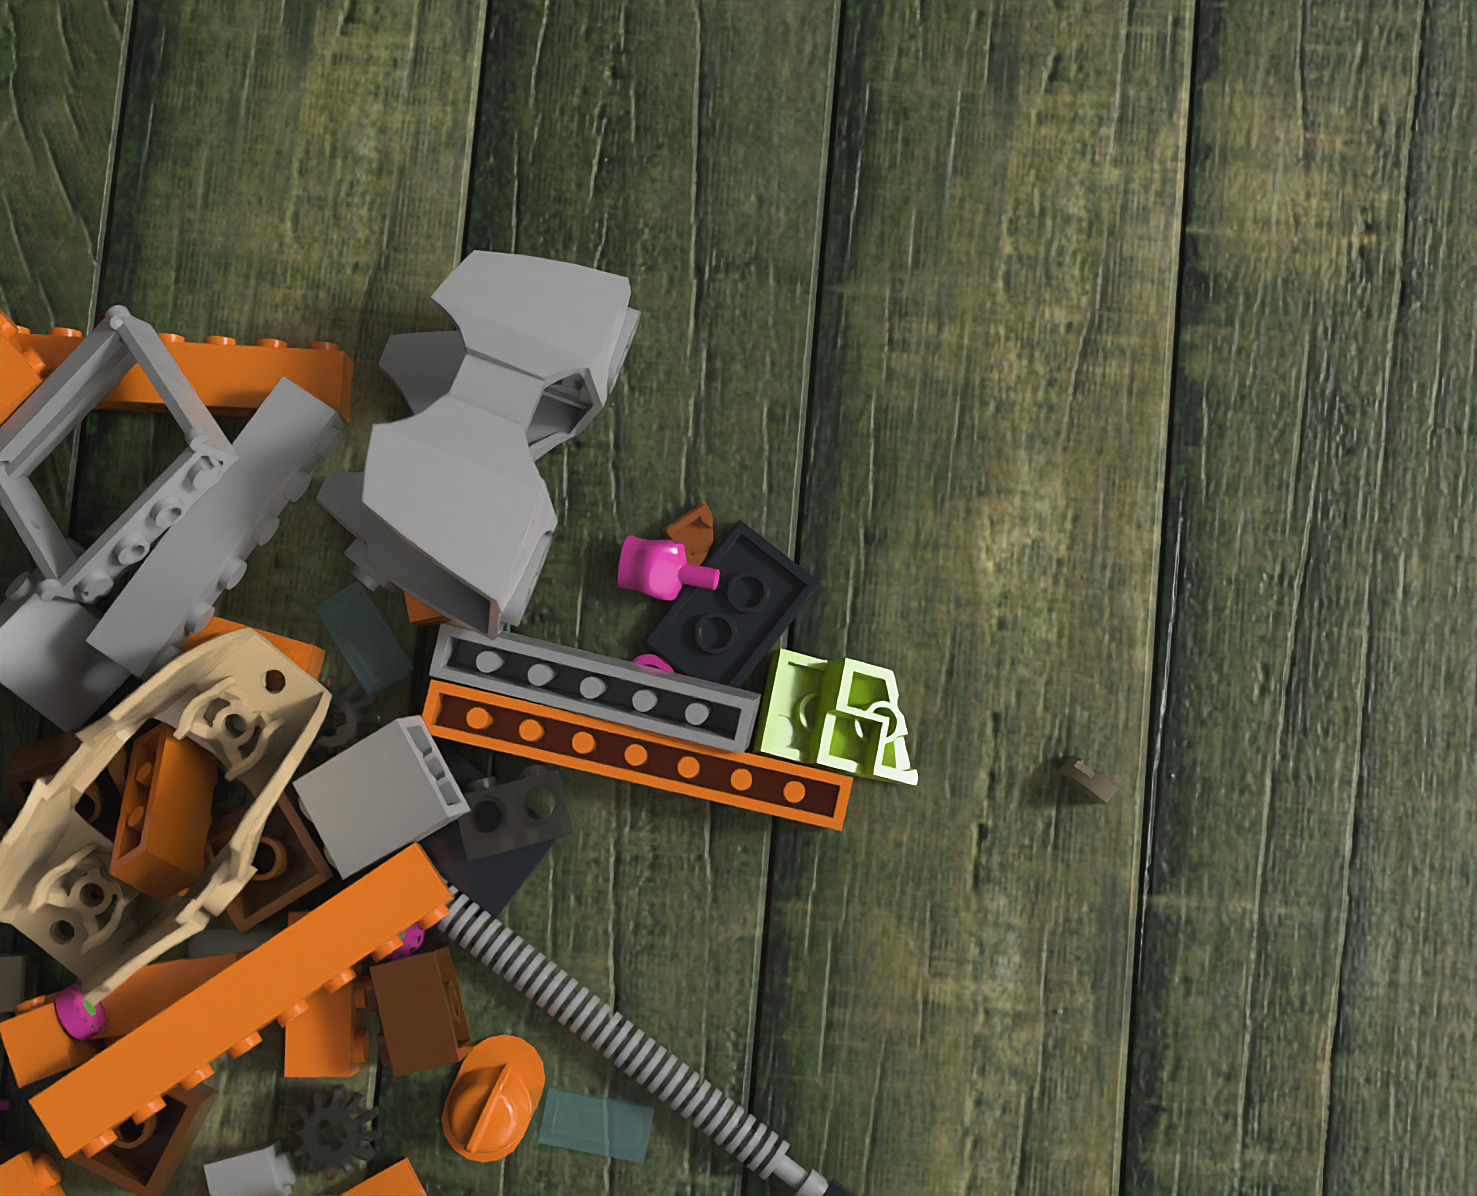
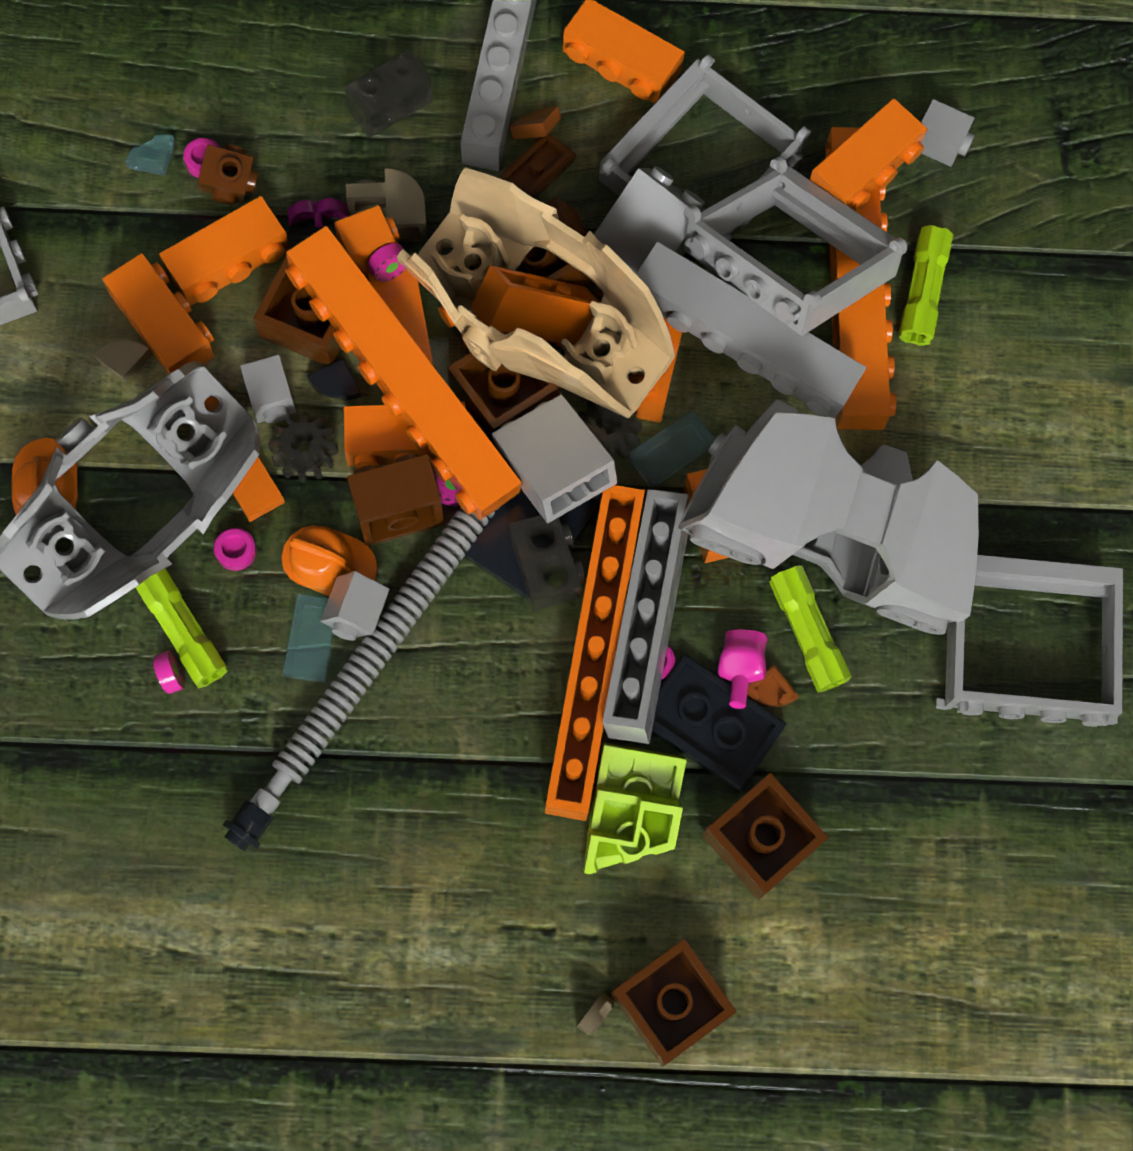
camera: 80 degrees right, 10 degrees down
(121, 276) = (921, 309): none -> lime axle
(241, 1085) = (335, 382): none -> black tile
(562, 1068) = (354, 606): none -> light grey brick
(574, 170) = (1050, 578): none -> light grey window
(652, 469) = (820, 653): none -> lime axle
(885, 558) = (764, 836): none -> reddish brown brick
(1083, 686) = (673, 1002): none -> reddish brown brick

